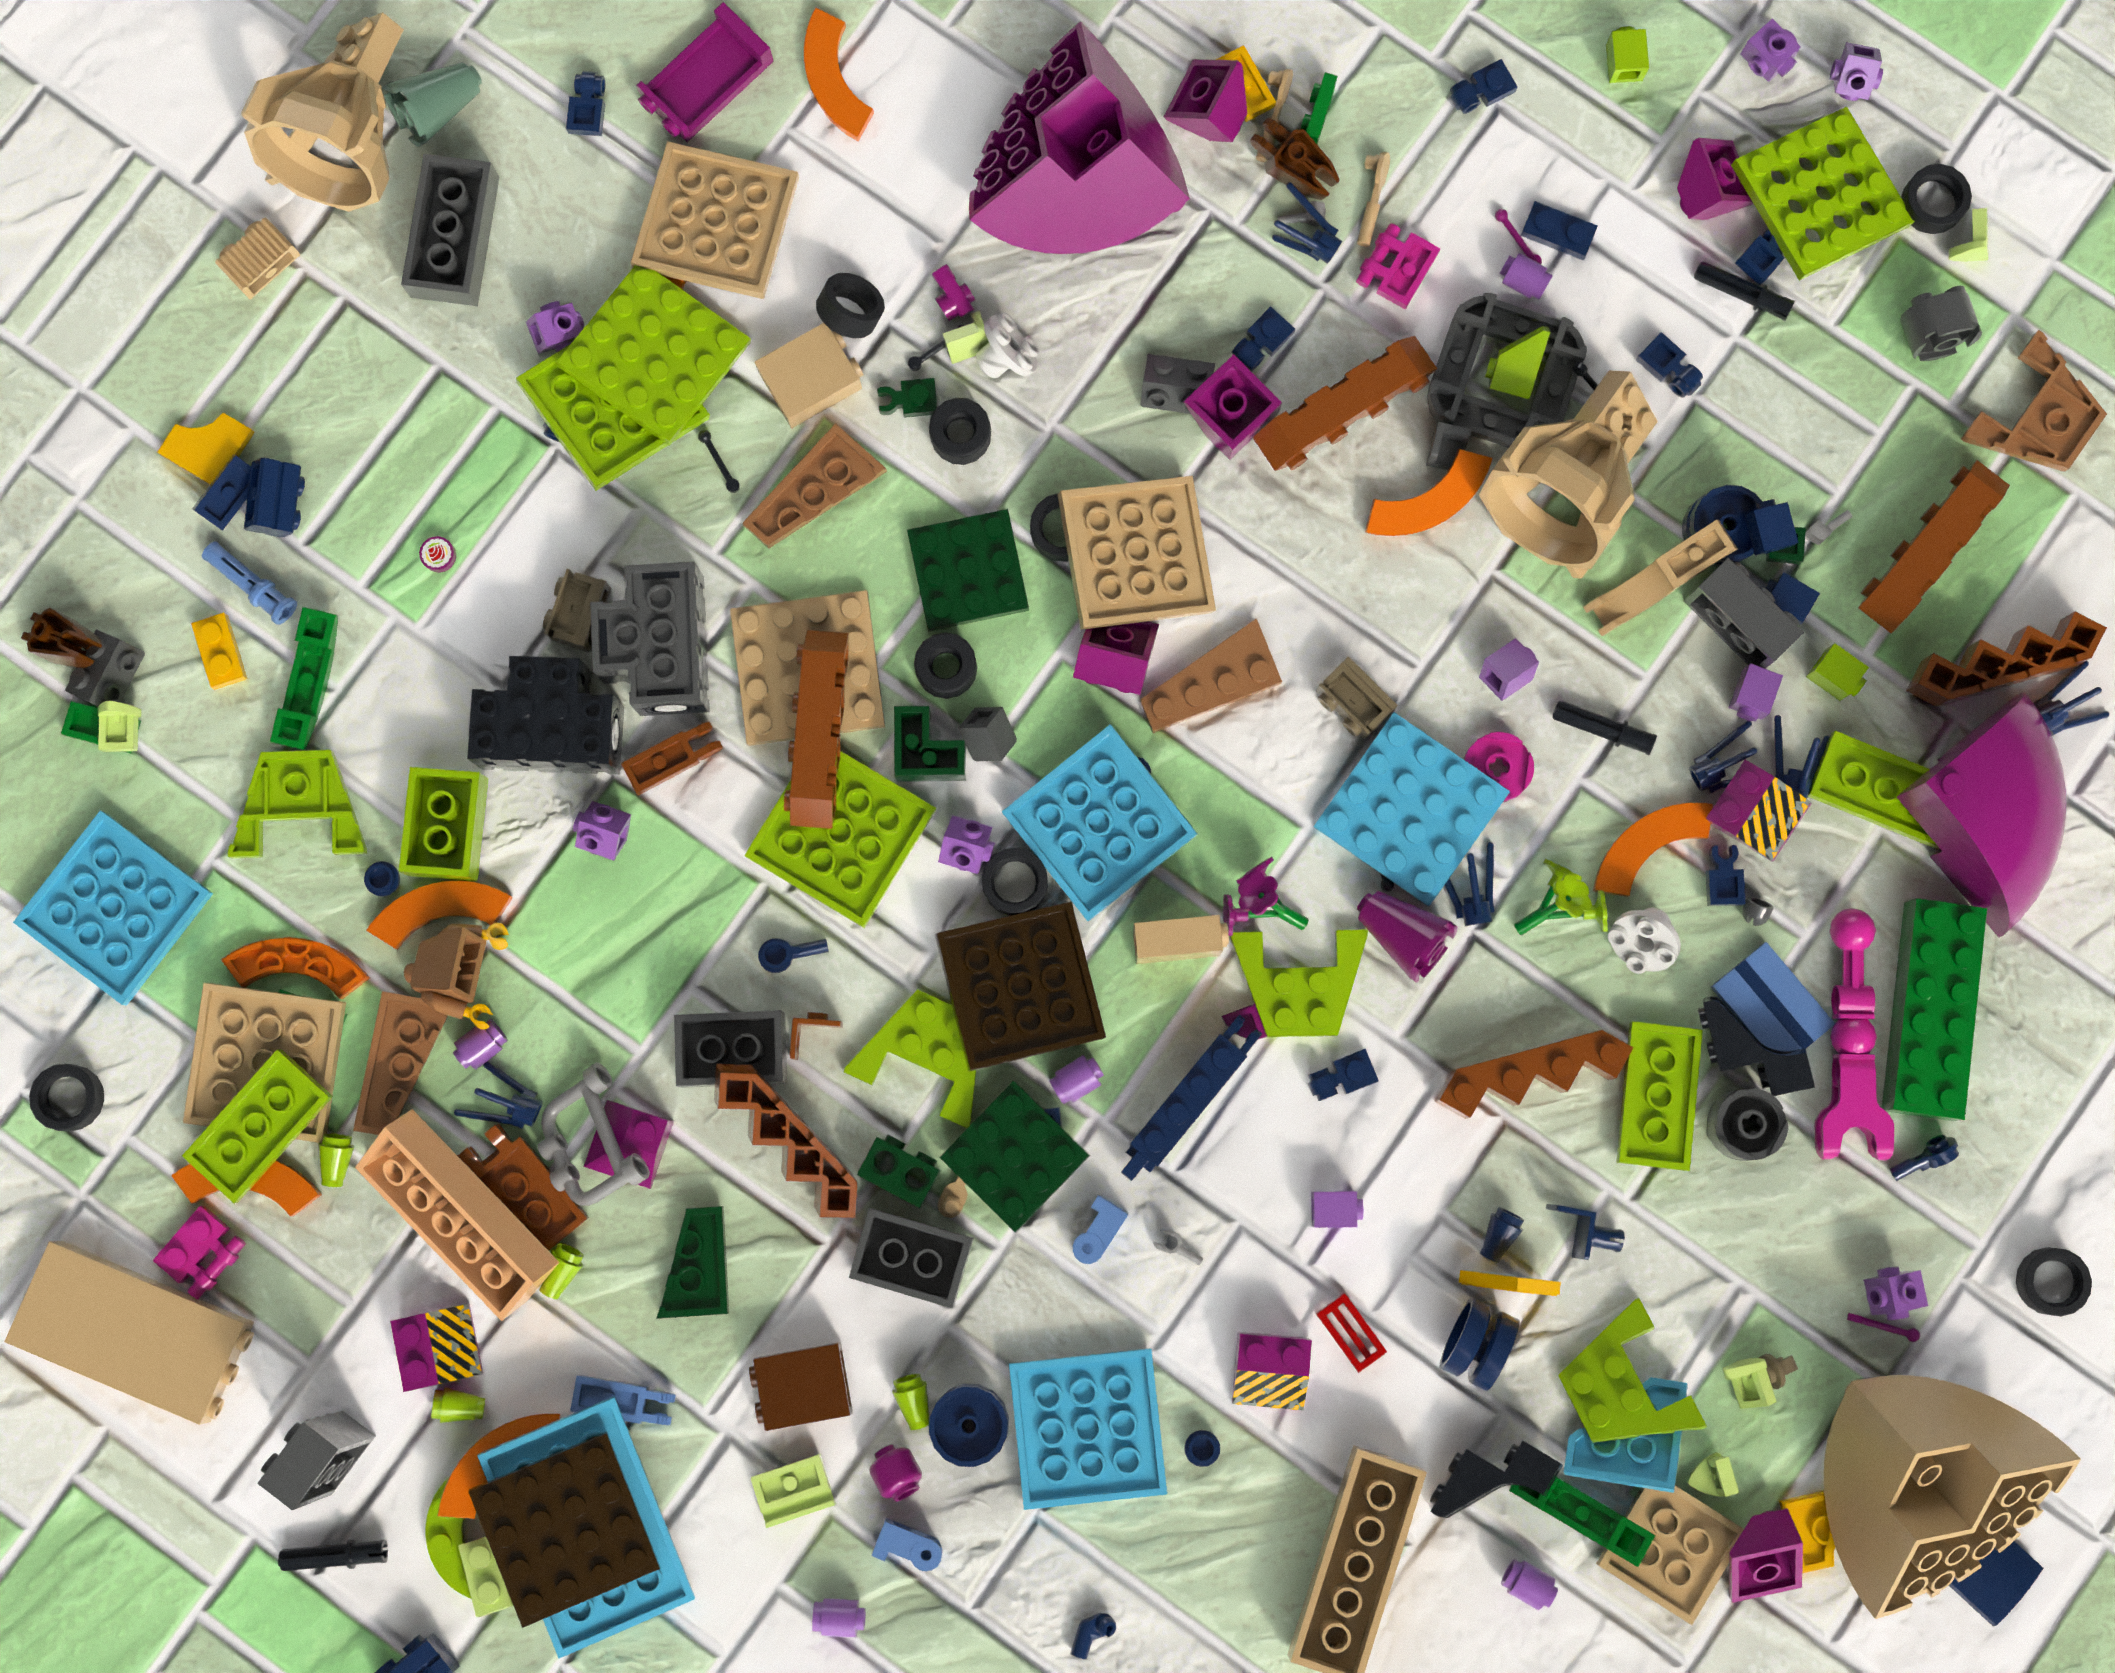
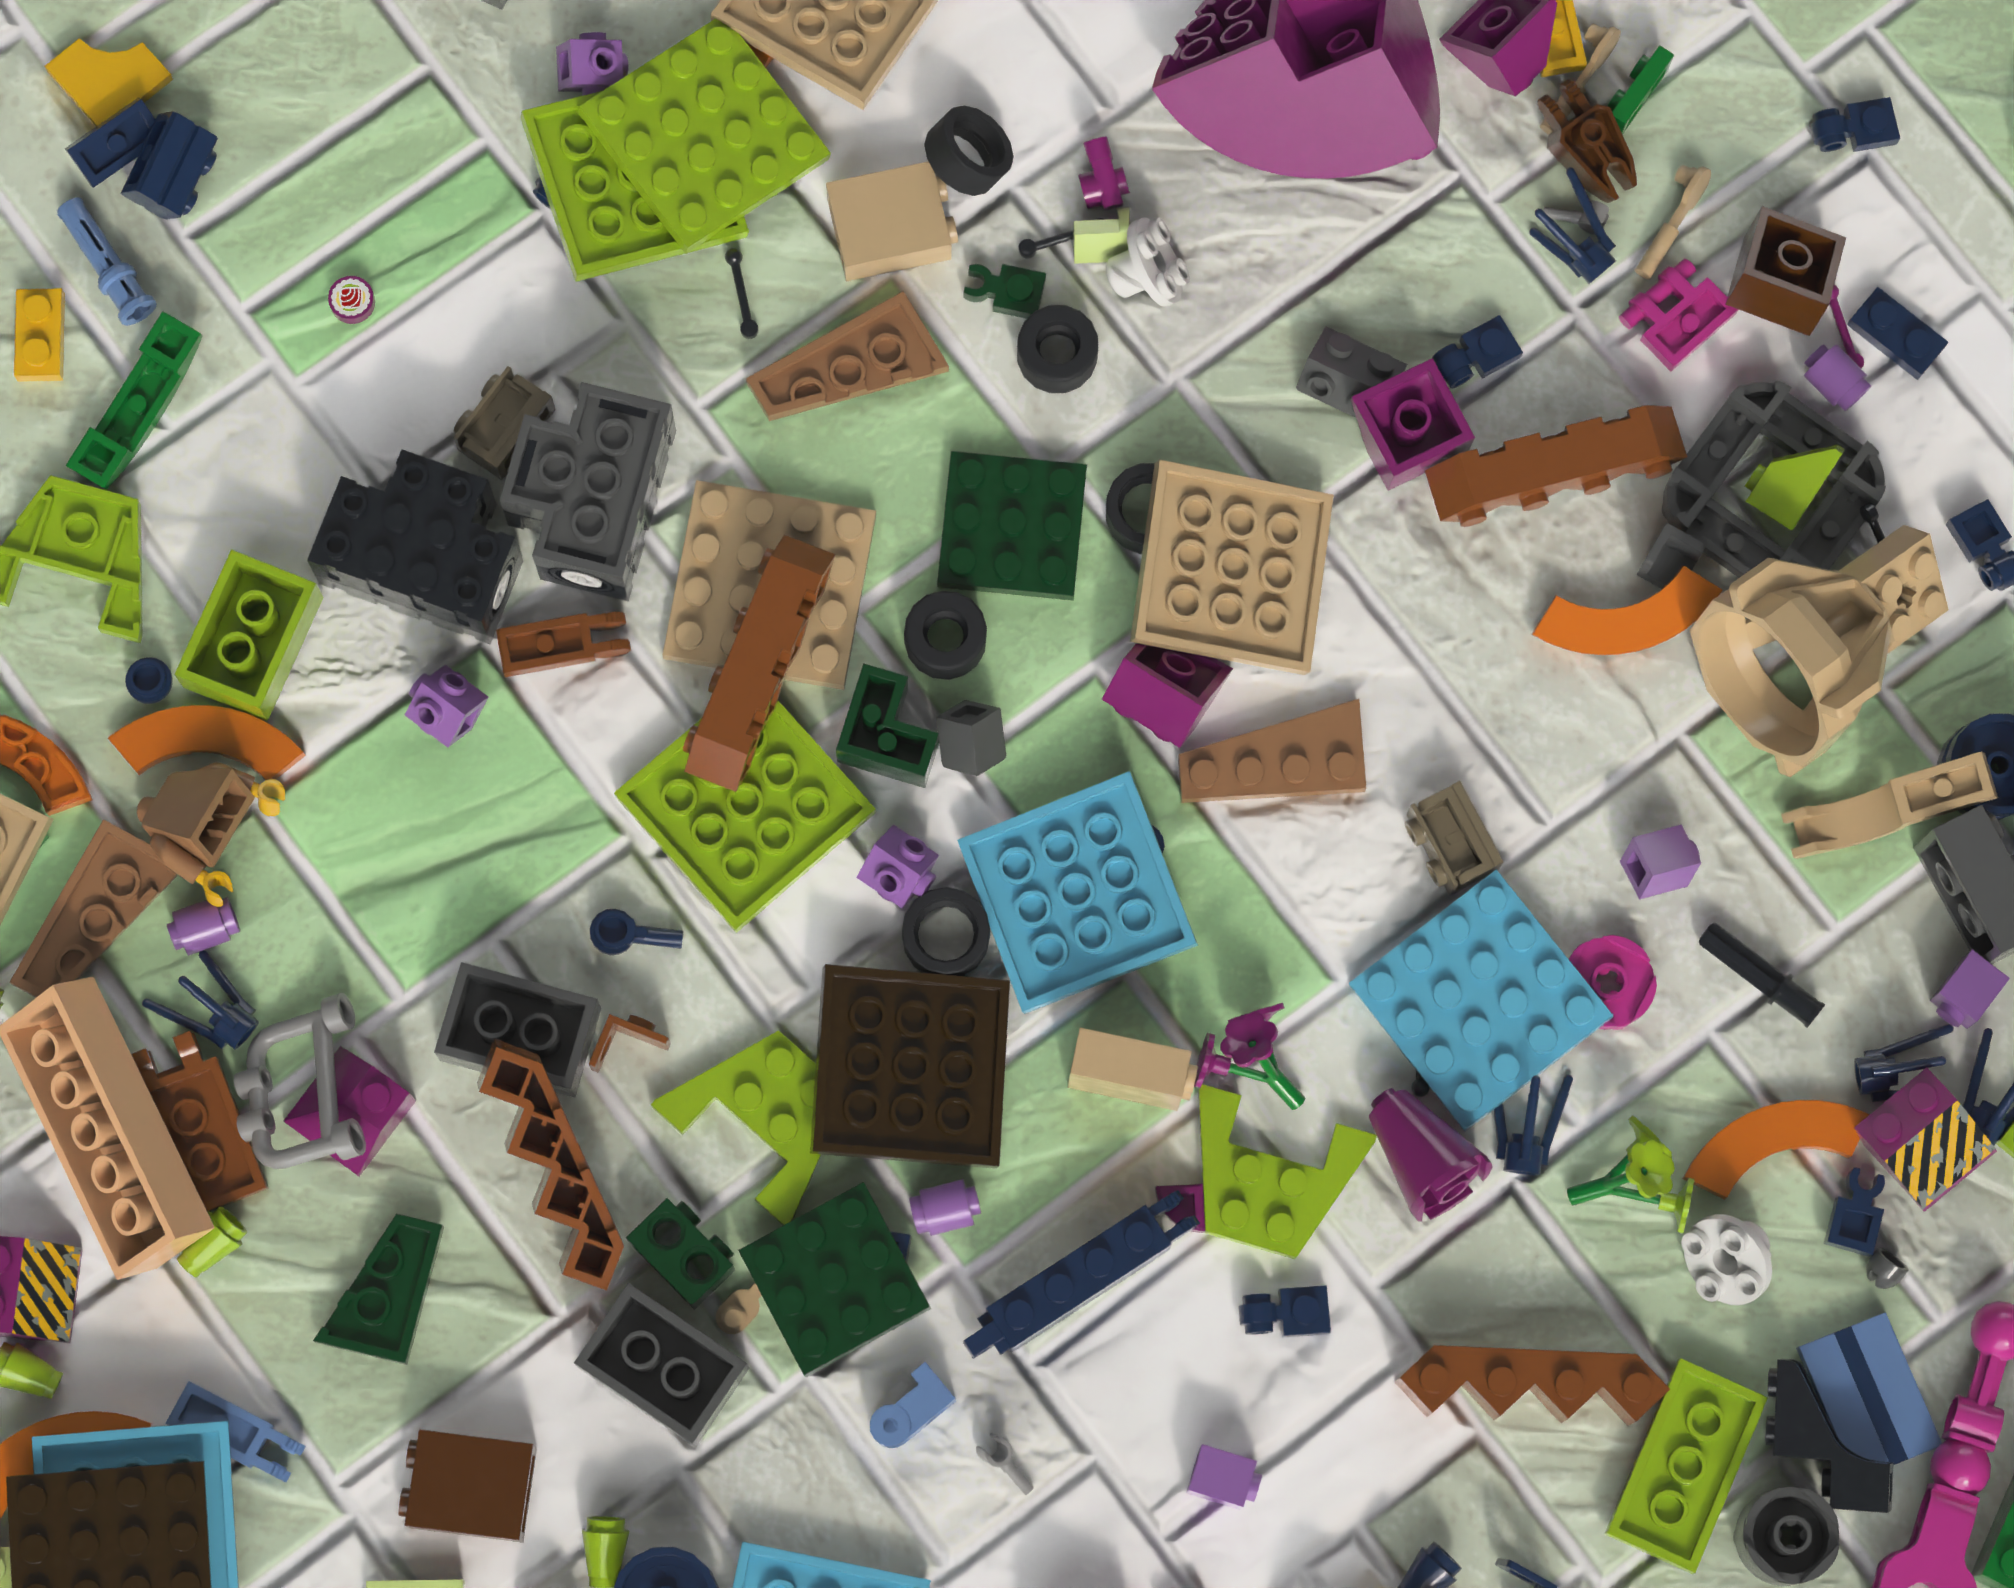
camera: 10 degrees right, 5 degrees down
(1467, 210) = (1786, 271): none -> reddish brown brick

